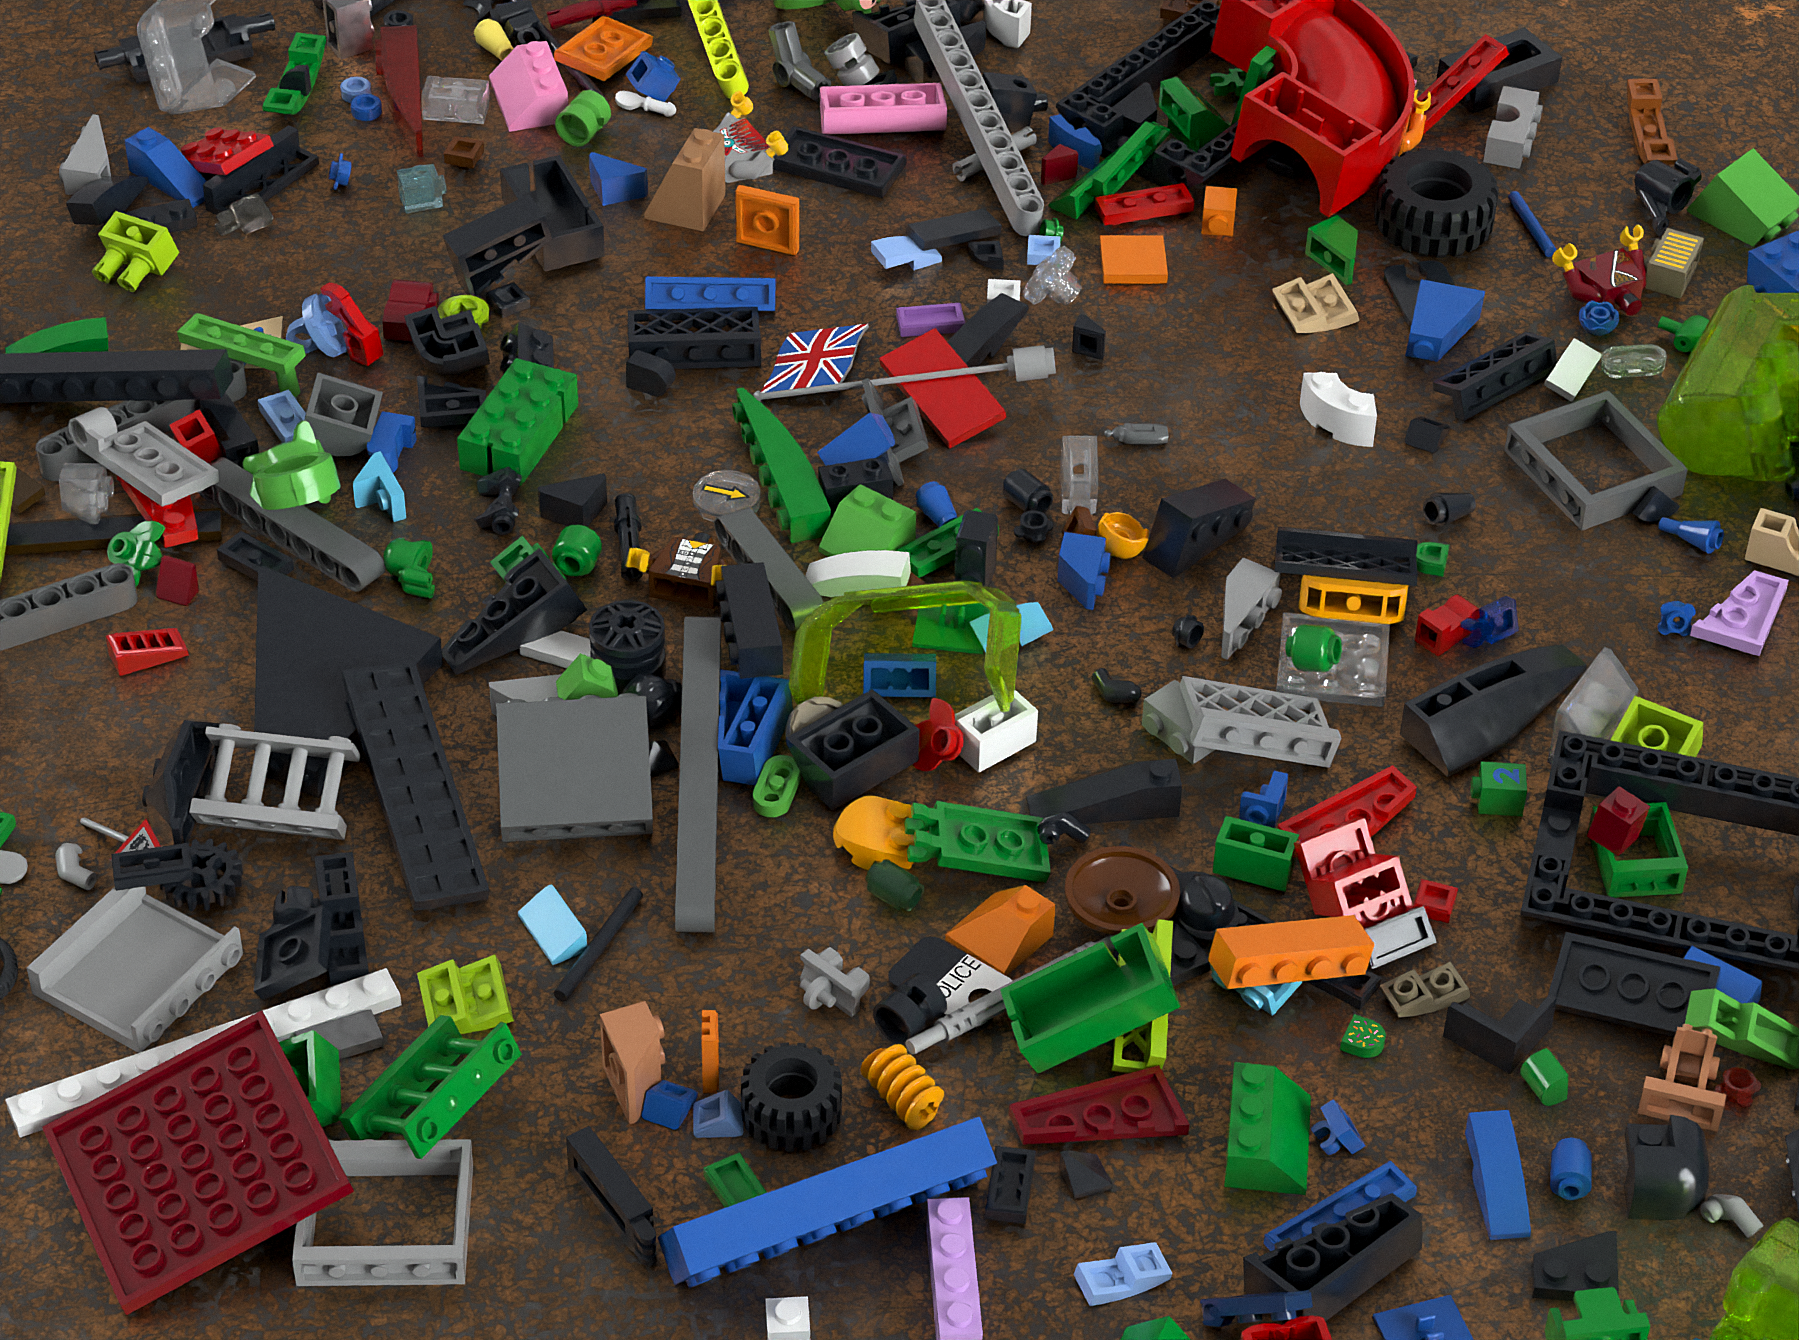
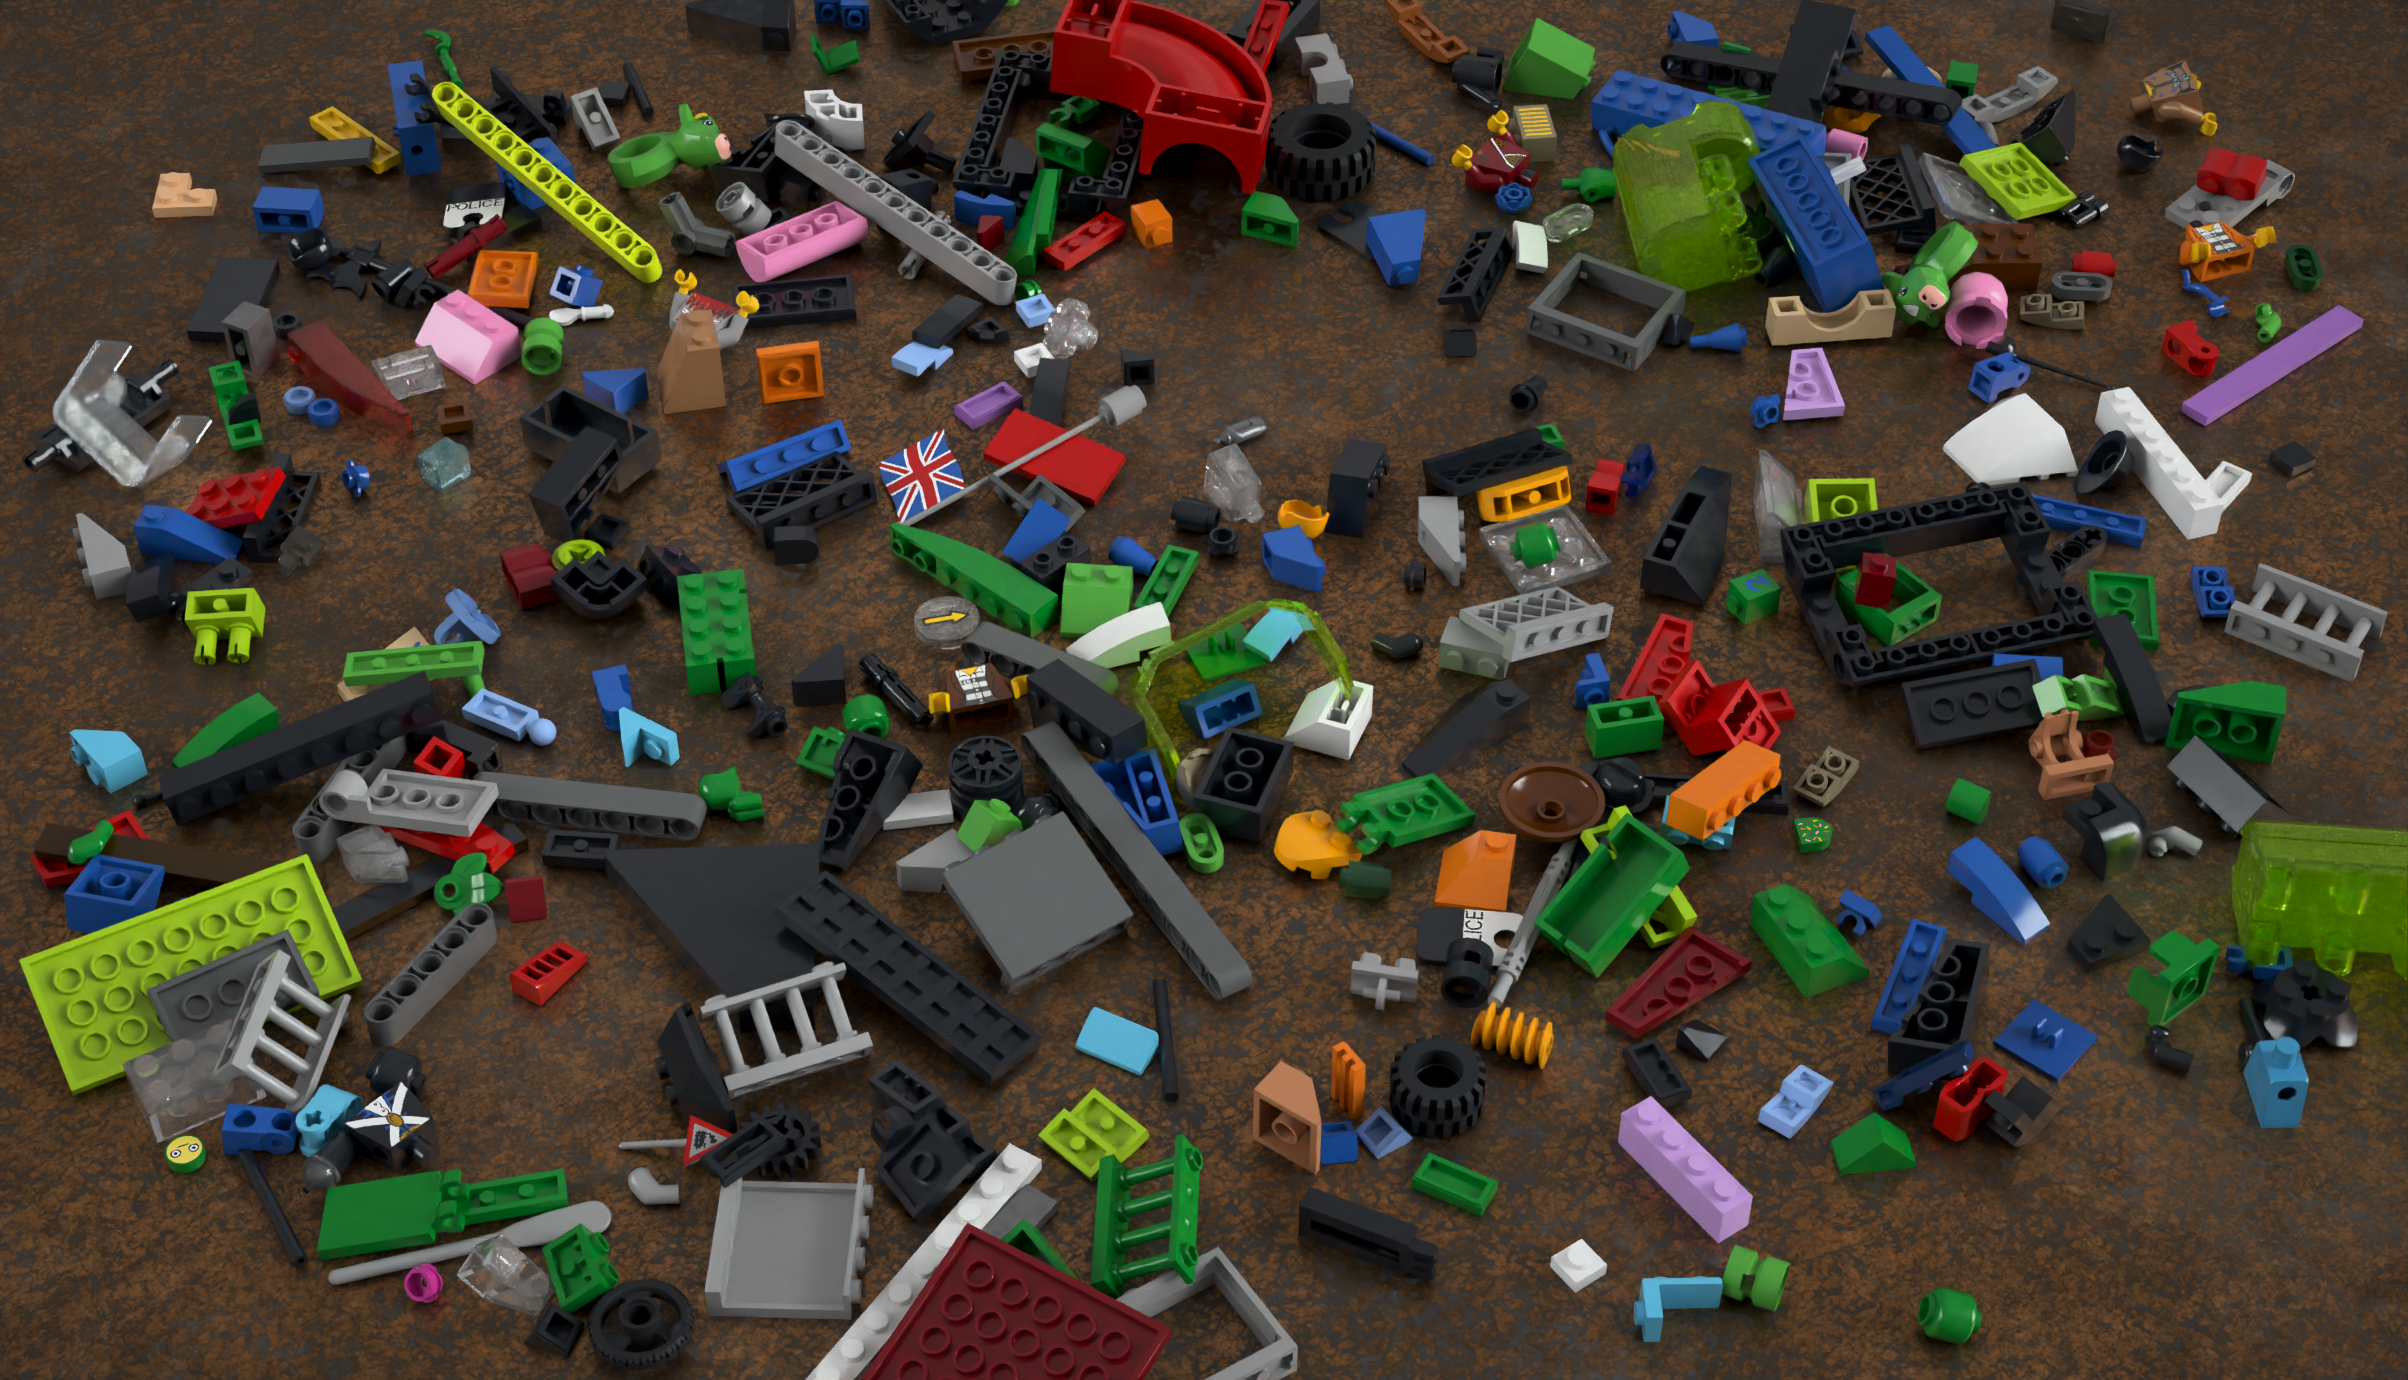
camera: 30 degrees left, 0 degrees up
(293, 472) = (571, 758): bright green animal -> none
(342, 414) = (561, 690): dark grey brick -> none
(361, 336) = (512, 613): red piece -> none
(447, 404) = (638, 641): black wing -> none
(493, 38) = (394, 307): light yellow cone -> none
(819, 1203) = (1545, 1156): blue brick -> none
(938, 736) = (1304, 732): red plate -> none
(976, 547) = (1206, 579): black brick -> none
(1056, 60) = (917, 147): none -> black piece
(1061, 824) = (1456, 773): black arm -> none
(1080, 522) = (1262, 522): reddish brown plate -> none
(1133, 259) = (1112, 290): orange tile -> none
(1259, 72) = (1111, 109): green plate -> none
(1315, 305) = (1289, 271): tan slope -> none
(1338, 408) = (1383, 347): white brick -> none
(1400, 936) = (1779, 736): tile -> none
(1502, 1041) = (1913, 786): black panel -> none

